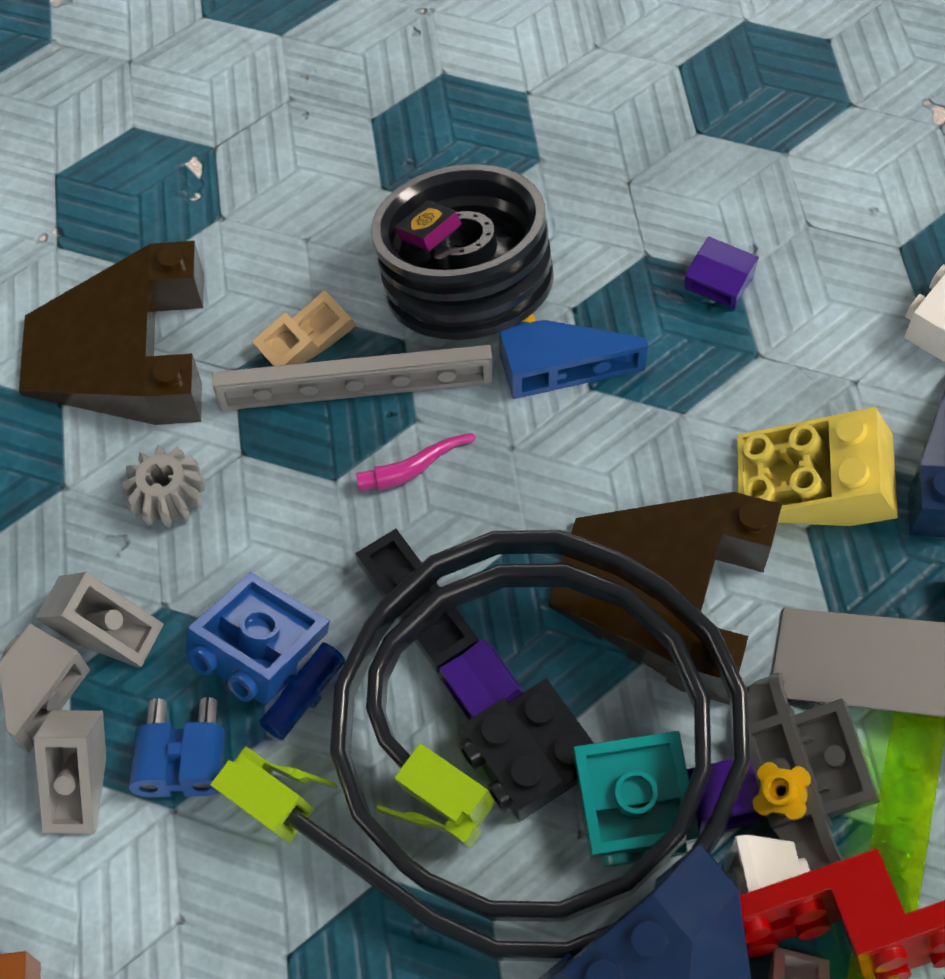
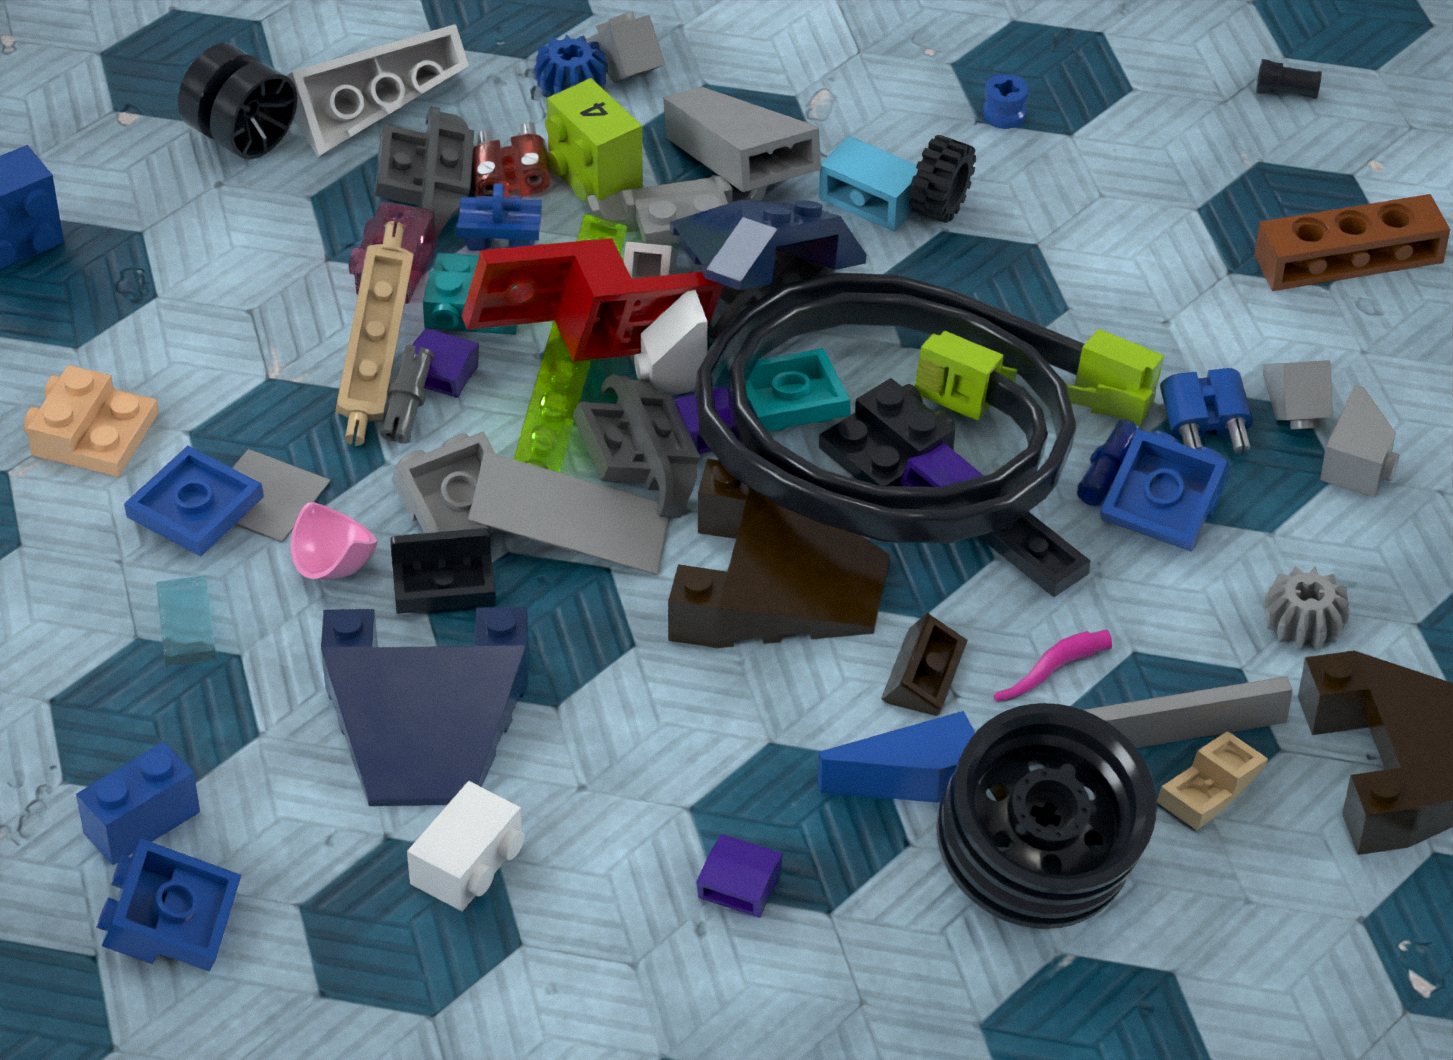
camera: 170 degrees right, 15 degrees down
(99, 619) = (1325, 493): light grey slope -> none
(428, 225) = (1090, 800): tile -> none
(535, 471) = (925, 667): none -> dark brown slope
(793, 802) = (662, 397): yellow plate -> none
(823, 469) = (623, 671): light yellow slope -> none

